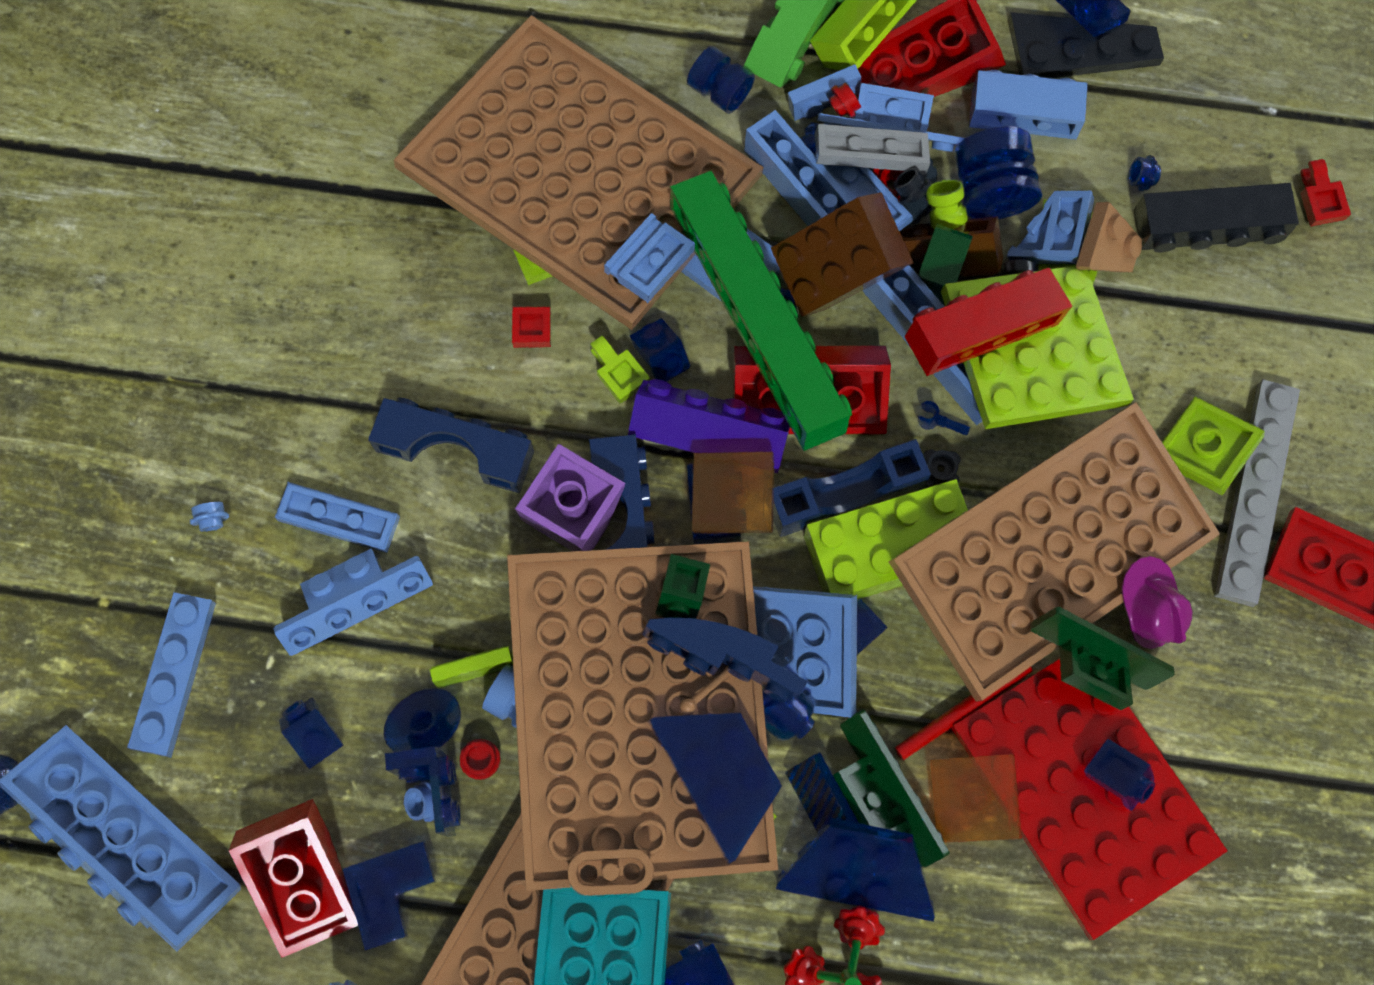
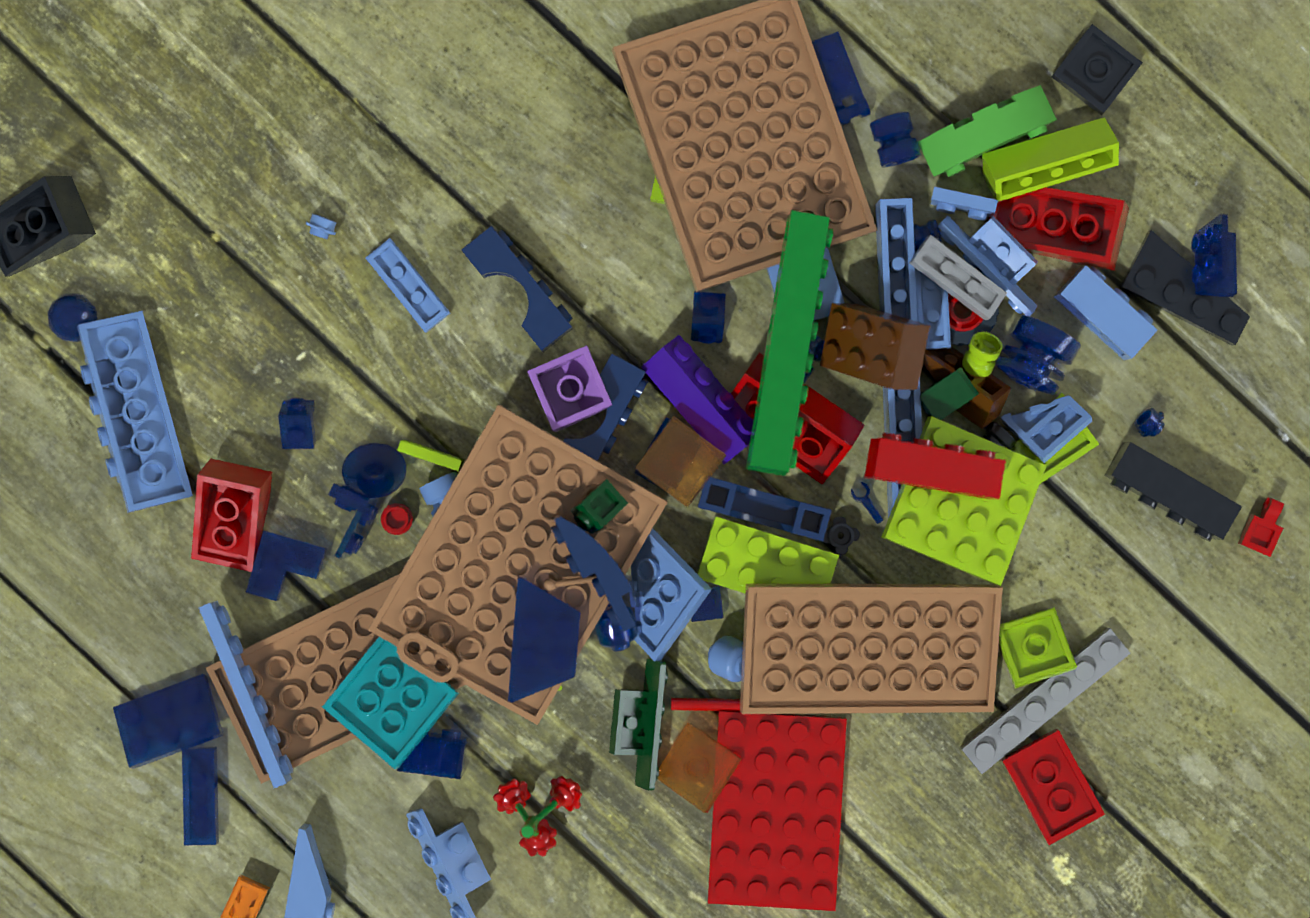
camera: 35 degrees right, 15 degrees up
(172, 675) = (231, 321): medium blue plate -> none
(348, 597) = (380, 347): medium blue bracket -> none
(419, 802) = (339, 521): medium blue plate -> none
(531, 327) = (629, 238): red plate -> none
(619, 372) = (668, 316): lime plate -> none
(632, 63) = (840, 77): none -> clear blue plate
(649, 257) = (742, 251): medium blue plate -> none
(819, 792) = (599, 698): clear blue tile -> none
(844, 100) = (967, 224): red plate -> none
(861, 868) = (592, 760): clear blue wing -> none
(911, 185) = (965, 324): black plate -> none
(923, 662) = (726, 658): none -> medium blue head
(1099, 660) = (838, 742): dark green bracket -> none
(1109, 242) = (1075, 462): medium nougat wing -> none
(1122, 774) = (800, 819): clear blue bracket -> none
(1154, 604) = (910, 727): magenta piece -> none

